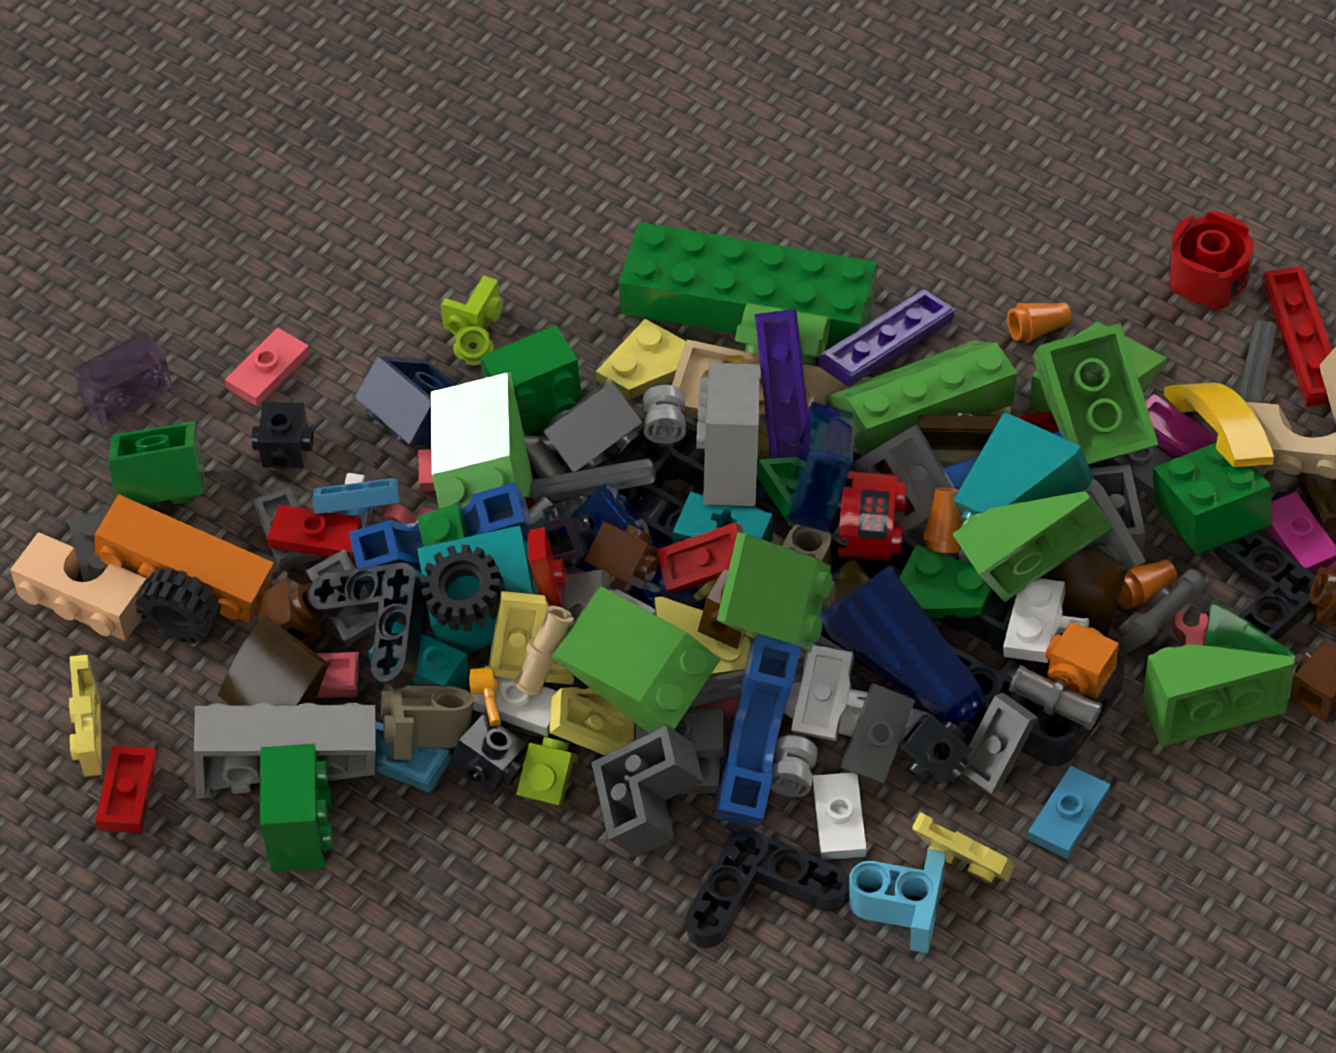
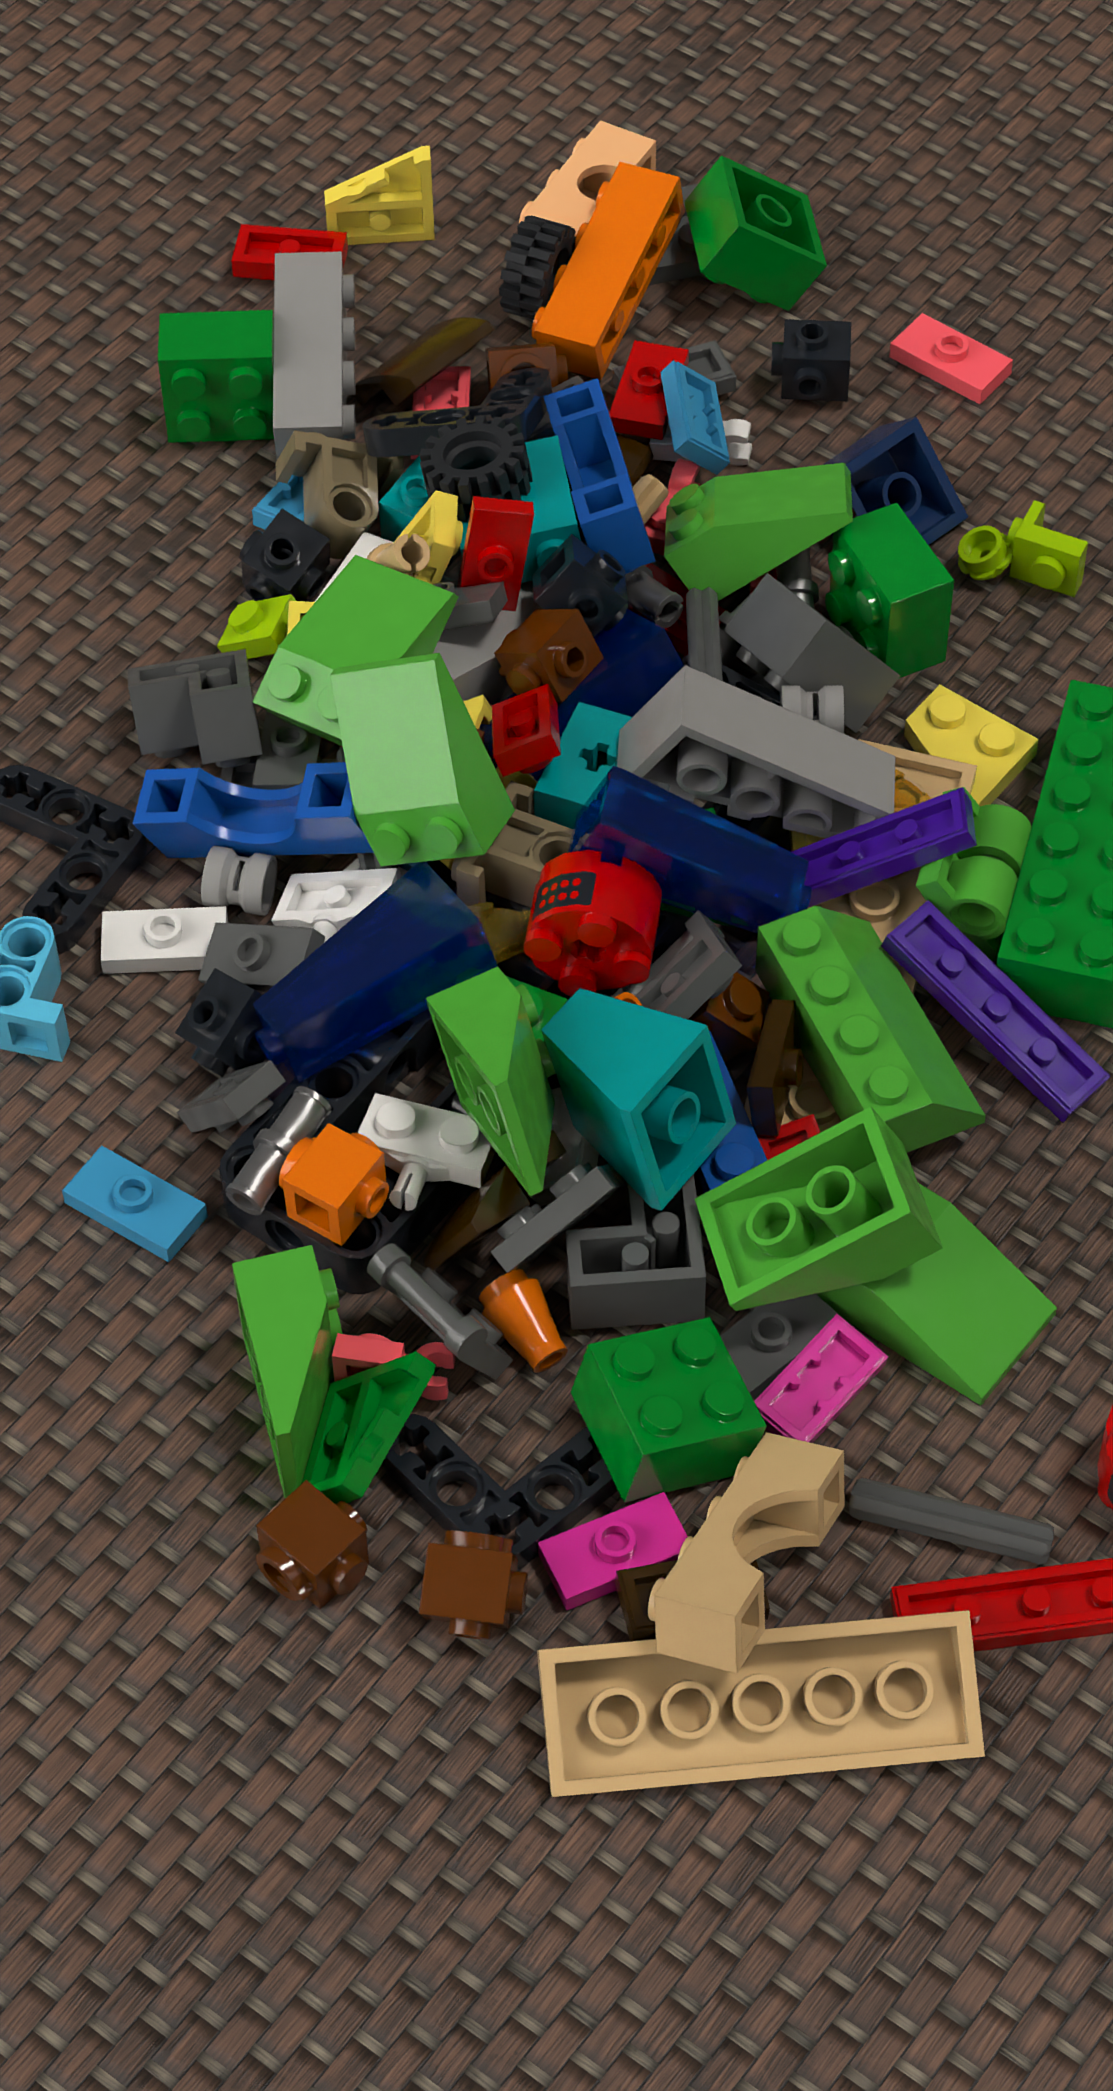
camera: 90 degrees right, 0 degrees up
(123, 378) = (916, 213): clear purple brick -> none
(442, 525) = (595, 465): green plate -> none
(483, 683) = (371, 534): light orange hand -> none
(983, 861) = (70, 1049): light yellow wing -> none
(1035, 320) = (1047, 1216): orange cone -> none
(1239, 432) = (798, 1412): yellow slope -> none

